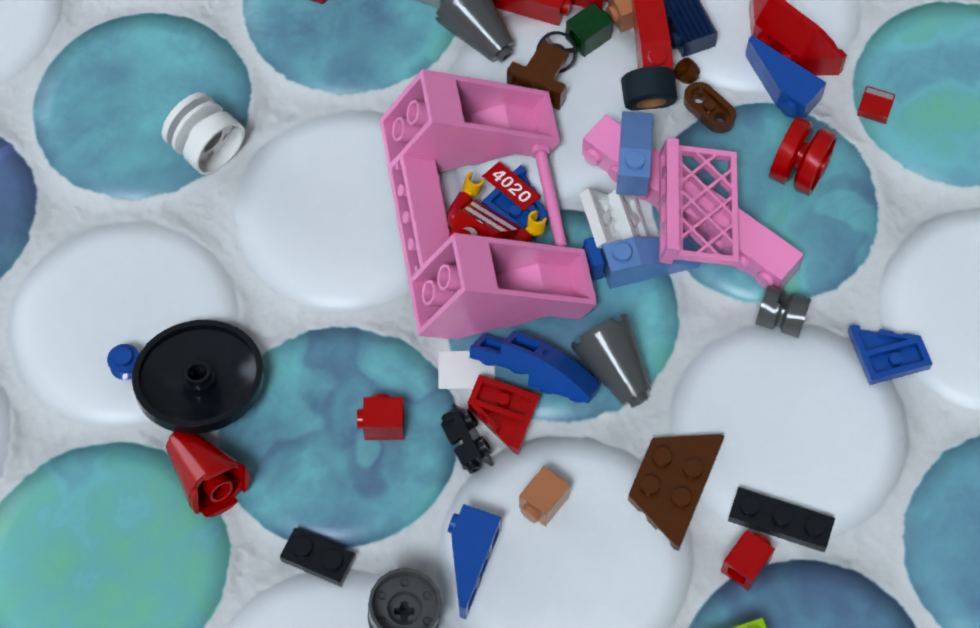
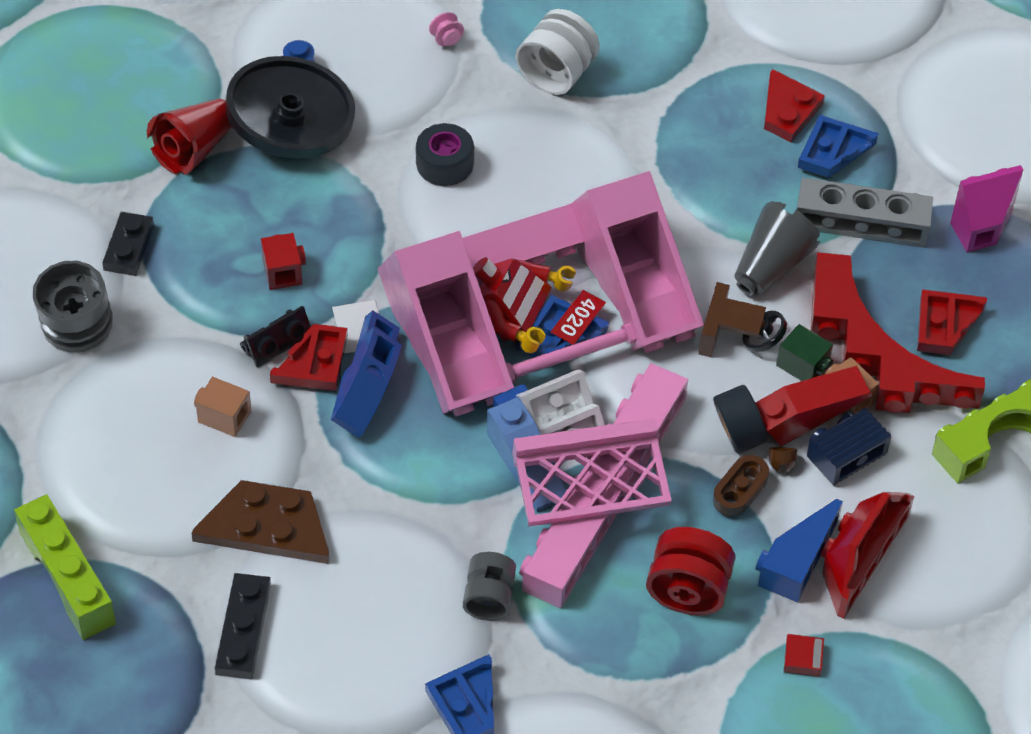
camera: 75 degrees right, 10 degrees down
(132, 225) = (446, 29): none -> bright pink wheel
(290, 244) = (444, 154): none -> black wheel
(473, 541) = (147, 356): blue slope -> none
(615, 359) = (389, 437): dark grey cone -> none
(634, 154) = (635, 398): medium blue slope -> none
(748, 559) = (186, 594): red brick -> none

